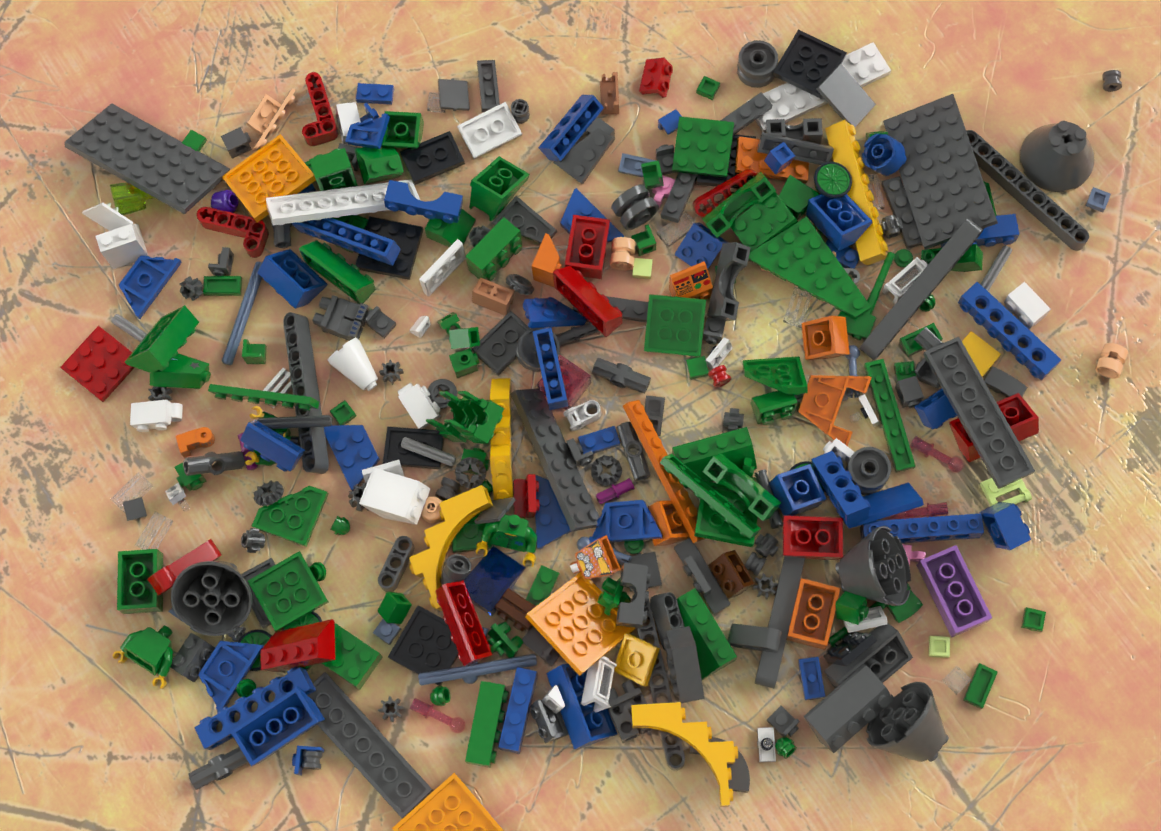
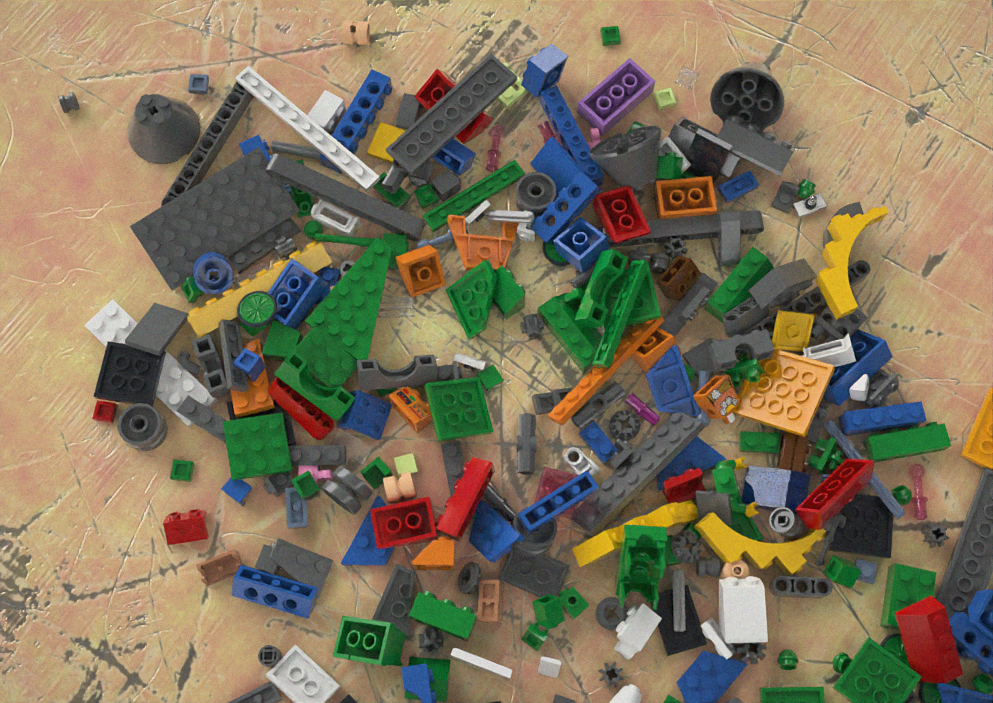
camera: 115 degrees left, 0 degrees up
(436, 611) = (837, 519): none -> dark grey piece
(719, 376) = (493, 352): red wheel -> none
(783, 40) = (104, 411): none -> red tile
(806, 114) = (183, 359): none -> dark grey arm
(852, 436) = (510, 216): none -> light grey axle
(980, 686) = (679, 58): green tile -> none
(1009, 276) = (307, 129): none -> white plate

